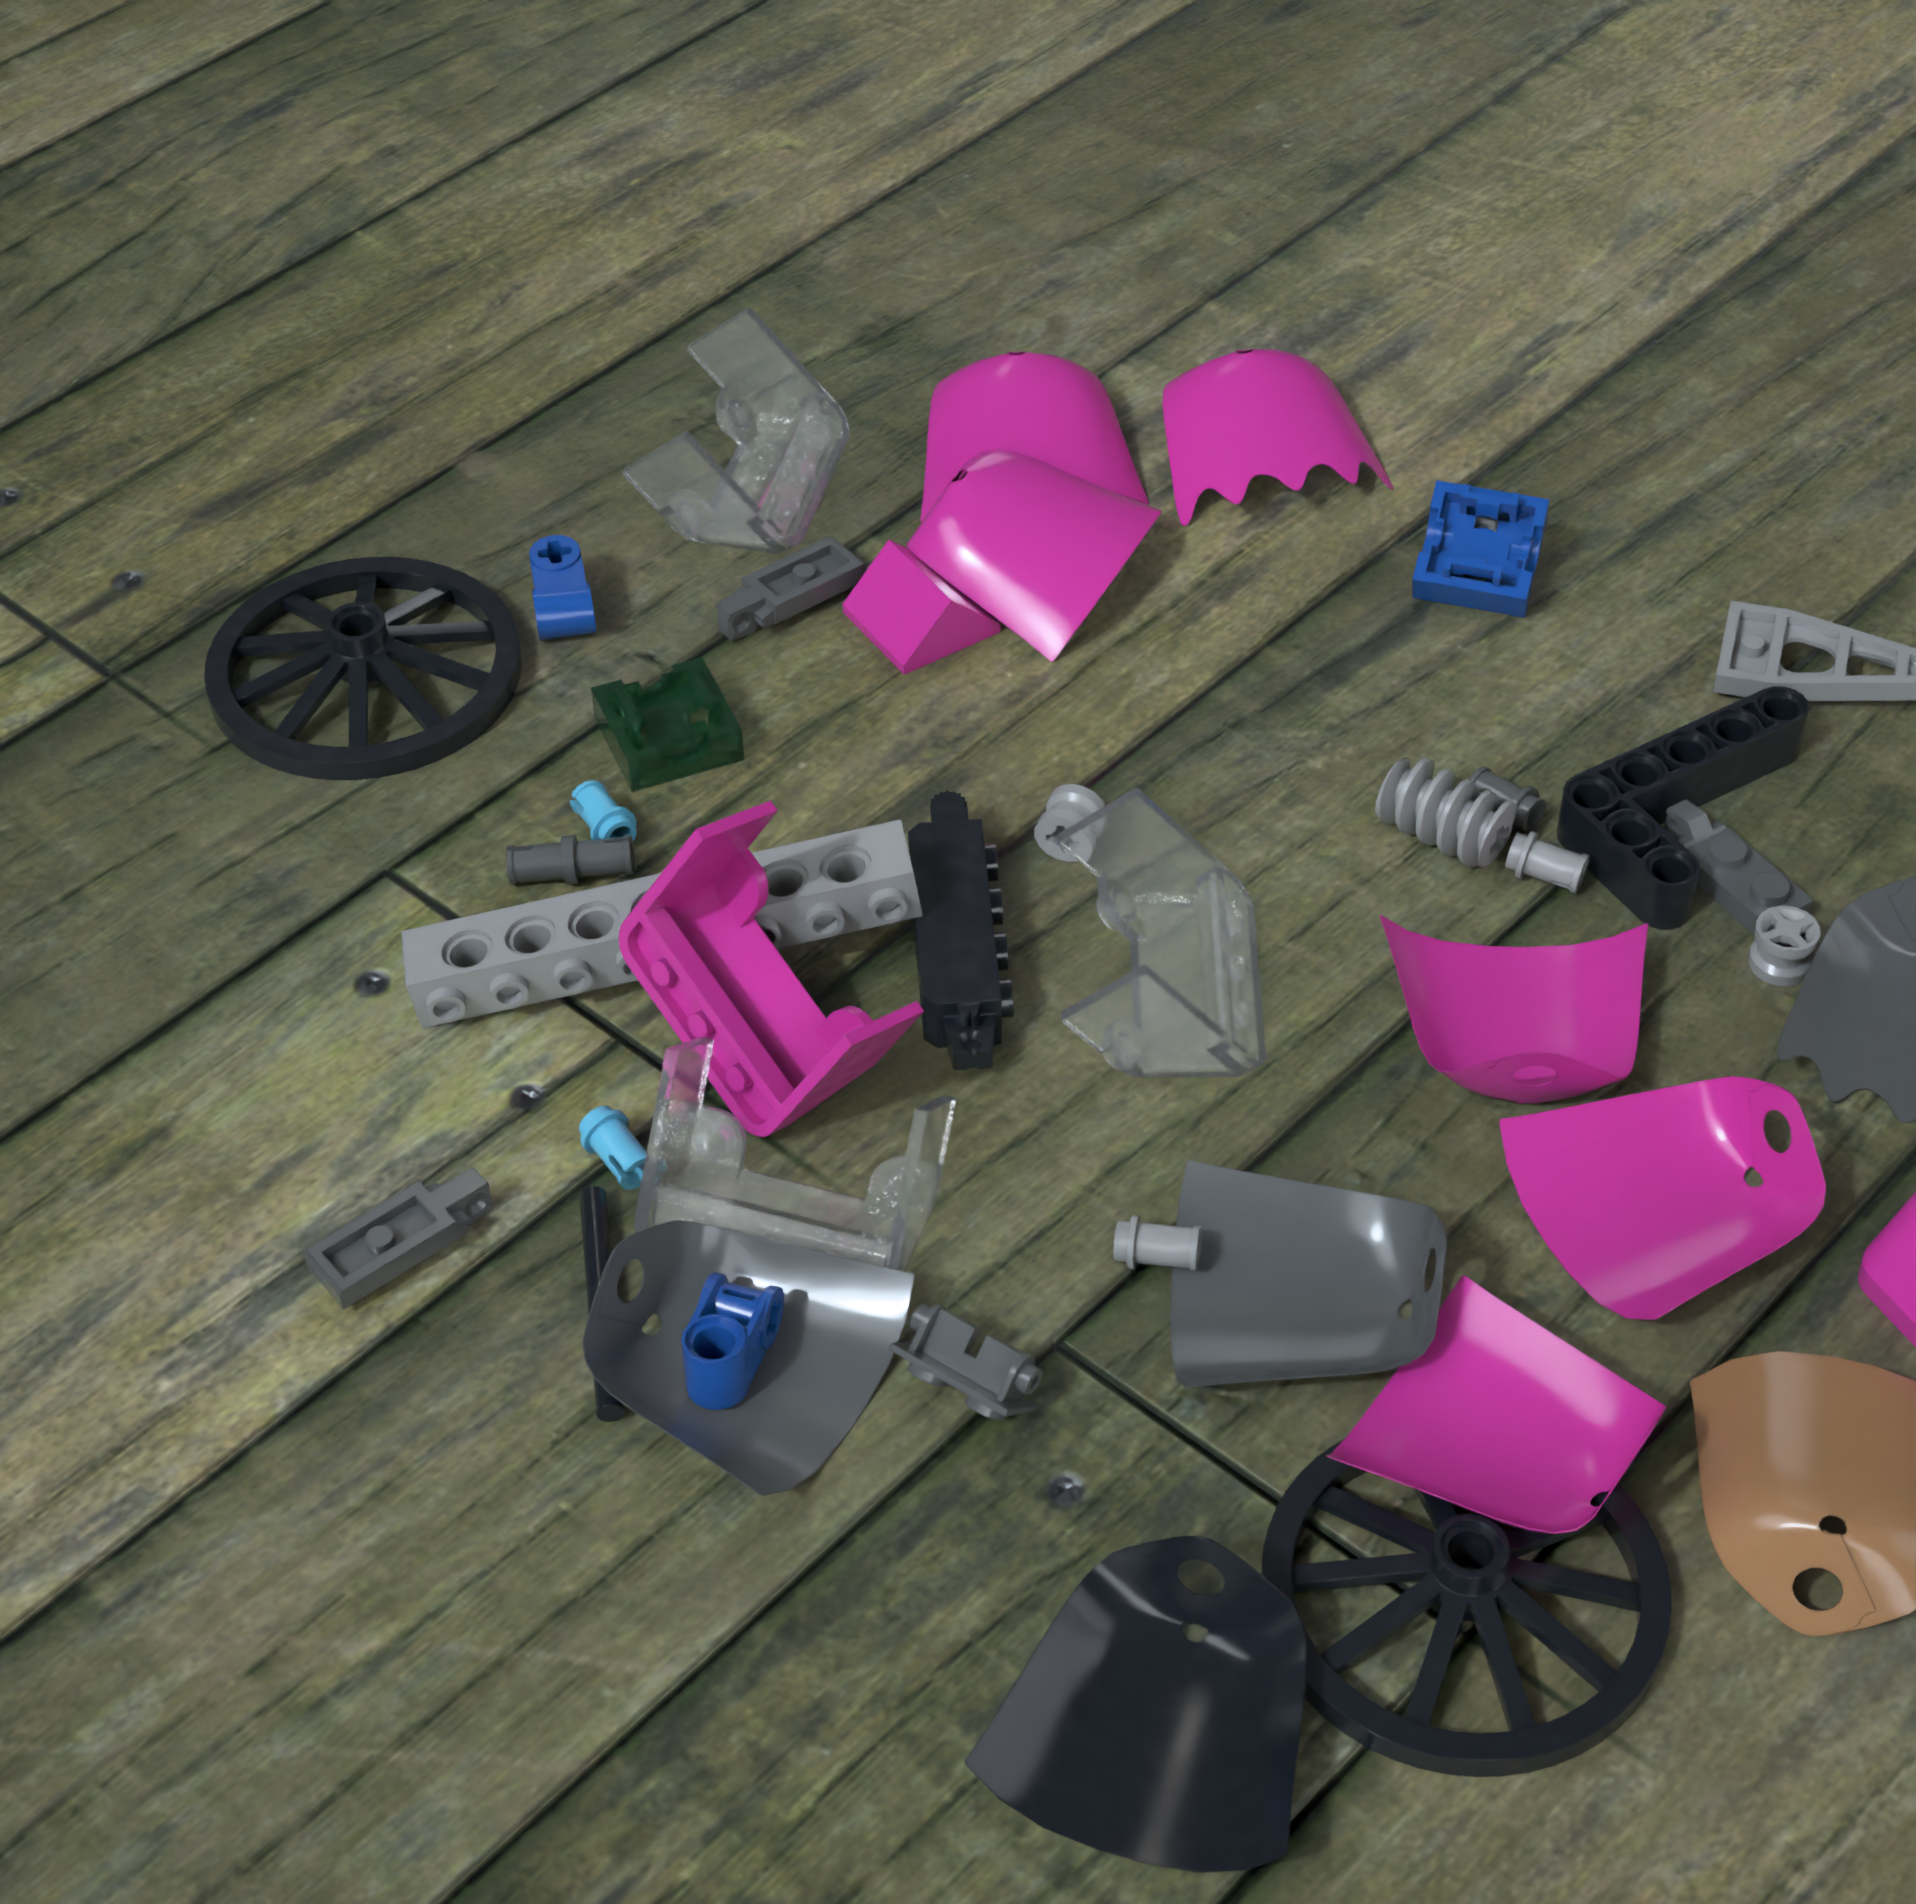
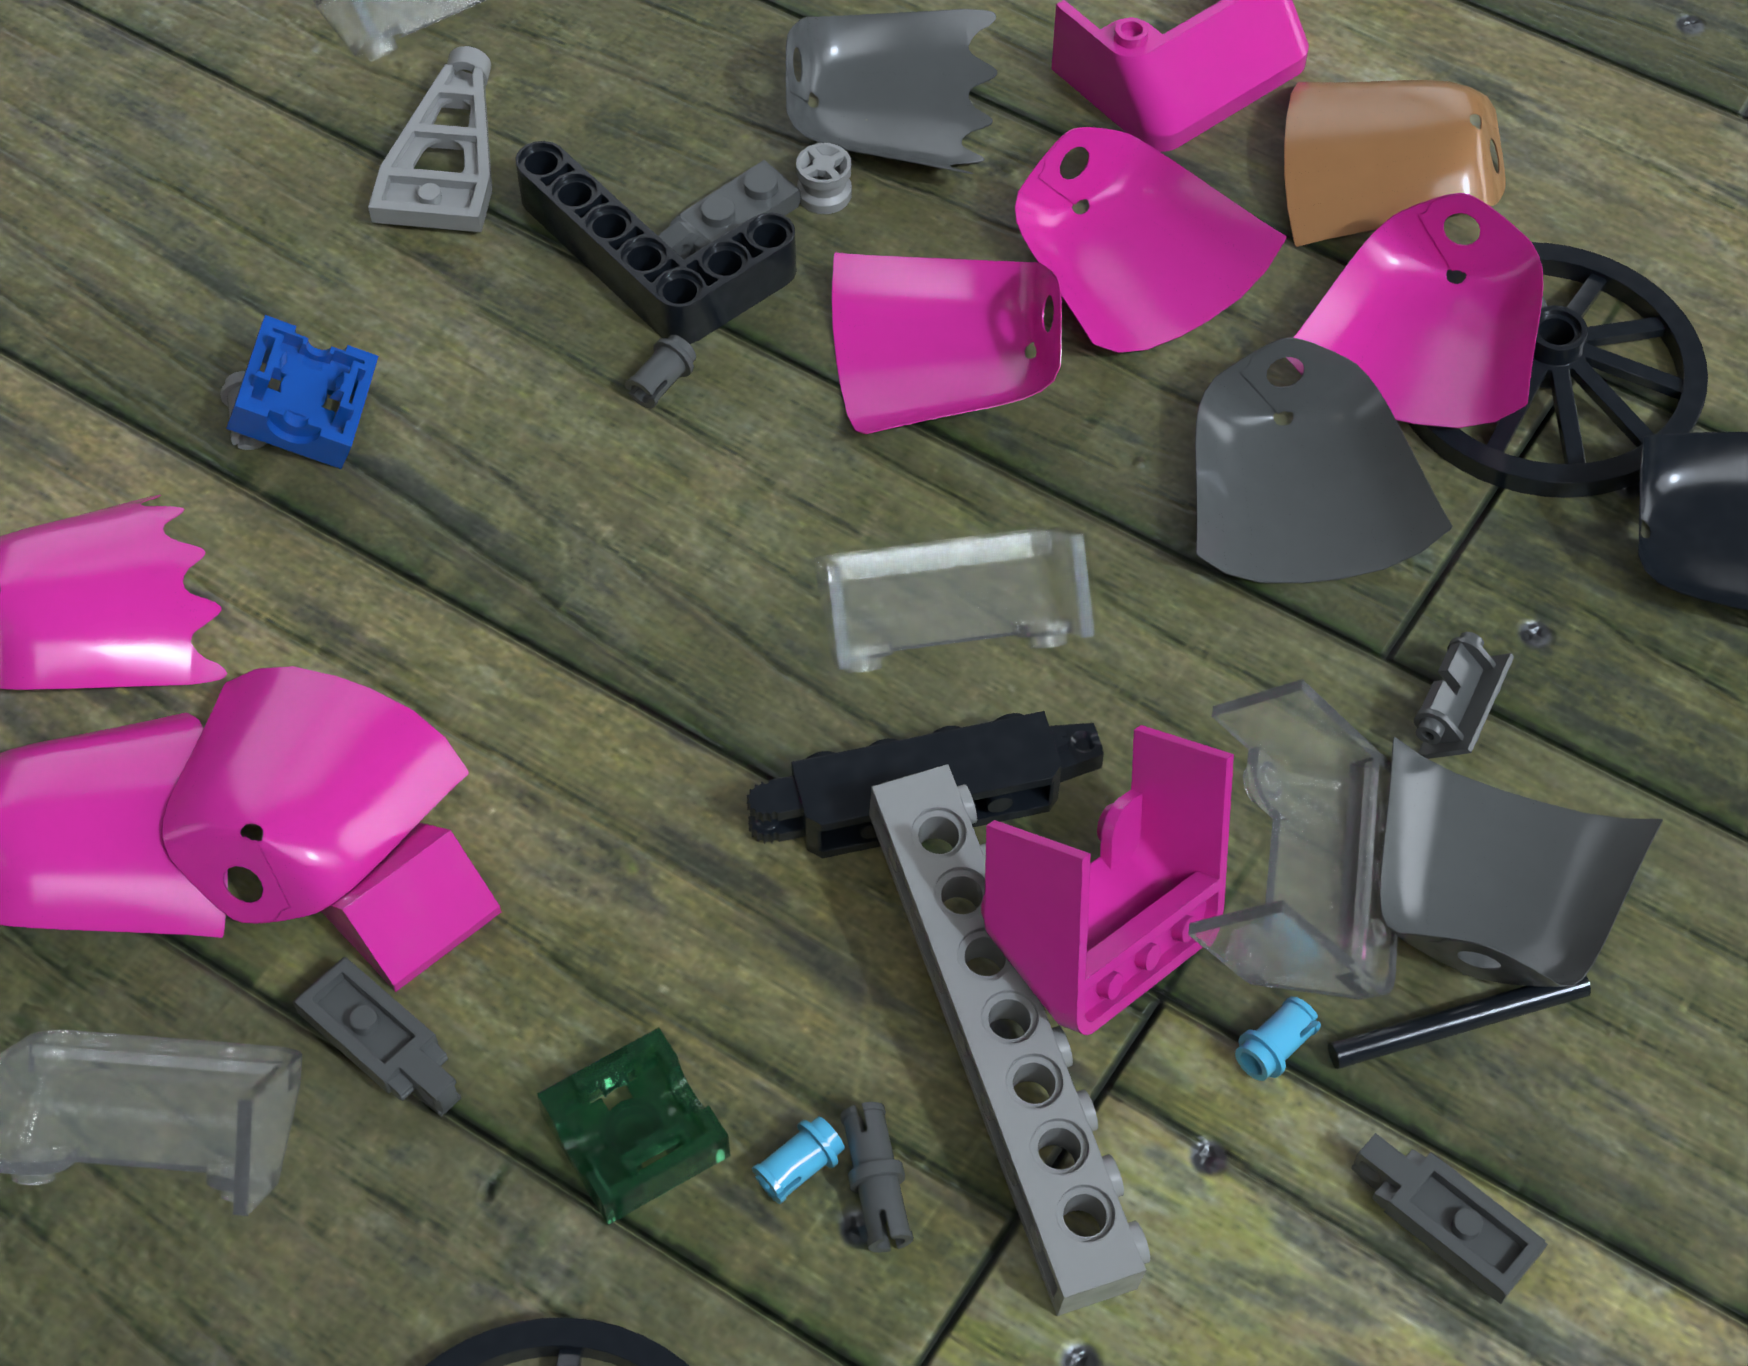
camera: 100 degrees left, 10 degrees up
(560, 589) = (419, 1292): blue piece -> none
(728, 1340) = (1486, 885): blue piece -> none
(1064, 808) = (752, 705): light grey wheel -> none
(1156, 1244) = (1276, 594): light grey pin -> none
(1445, 815) = (702, 400): light grey piece -> none
(1546, 862) = (737, 348): light grey pin -> none

